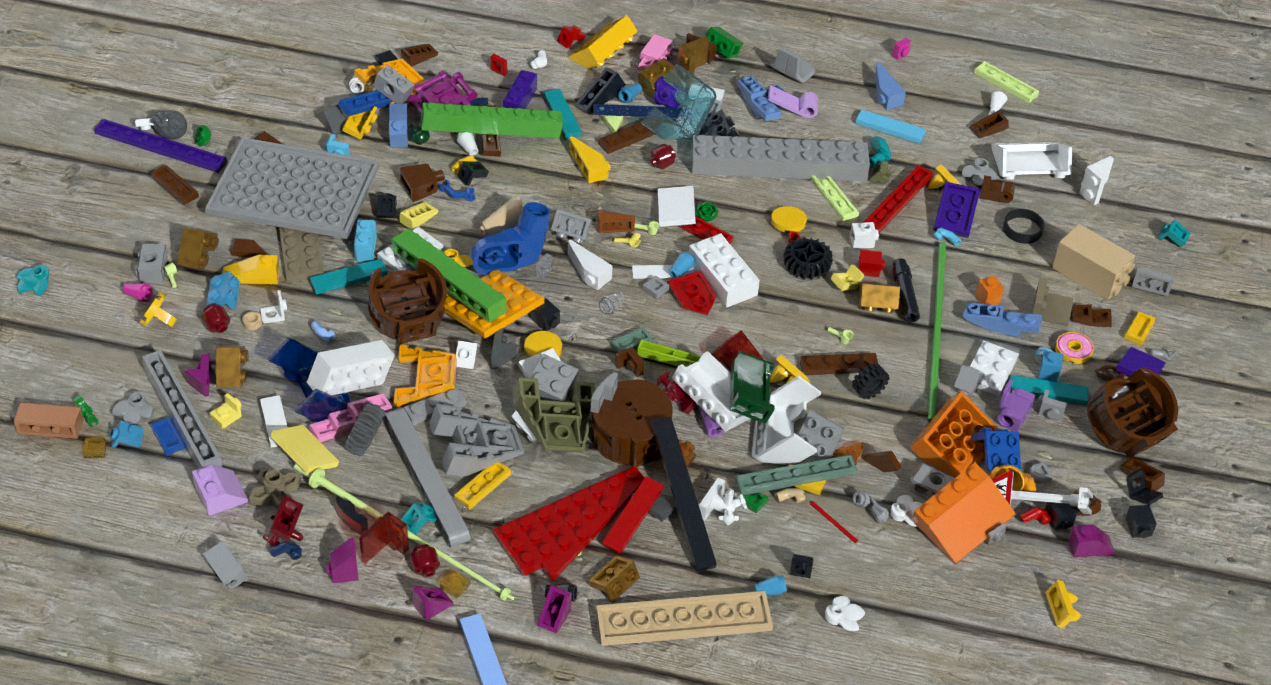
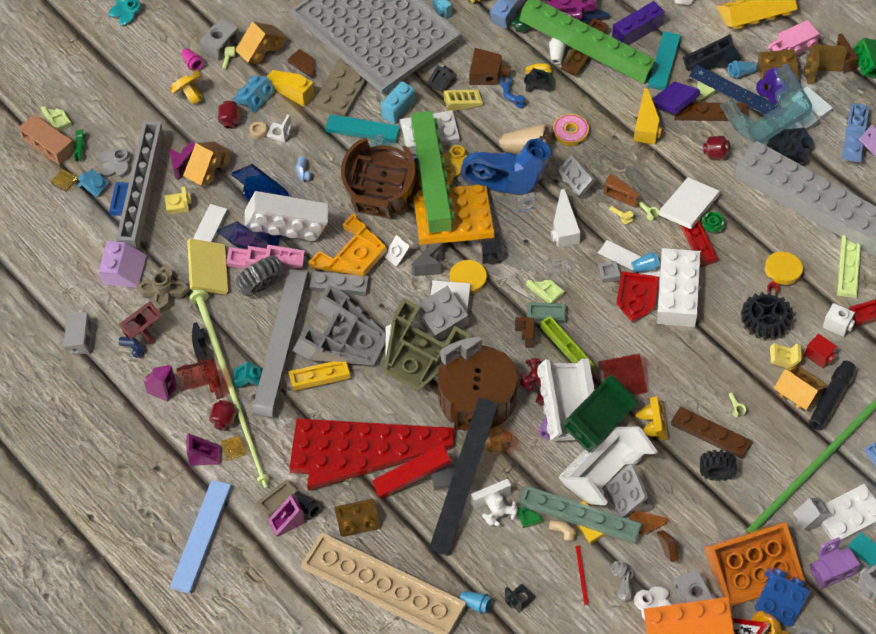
camera: 40 degrees right, 10 degrees up
(40, 397) = (56, 118): none -> yellowish green tile
(531, 603) = (275, 498): none -> dark tan tile
(532, 190) = (570, 121): none -> tile
(599, 133) = (675, 97): none -> dark purple tile
(616, 325) = (546, 290): none -> yellowish green tile

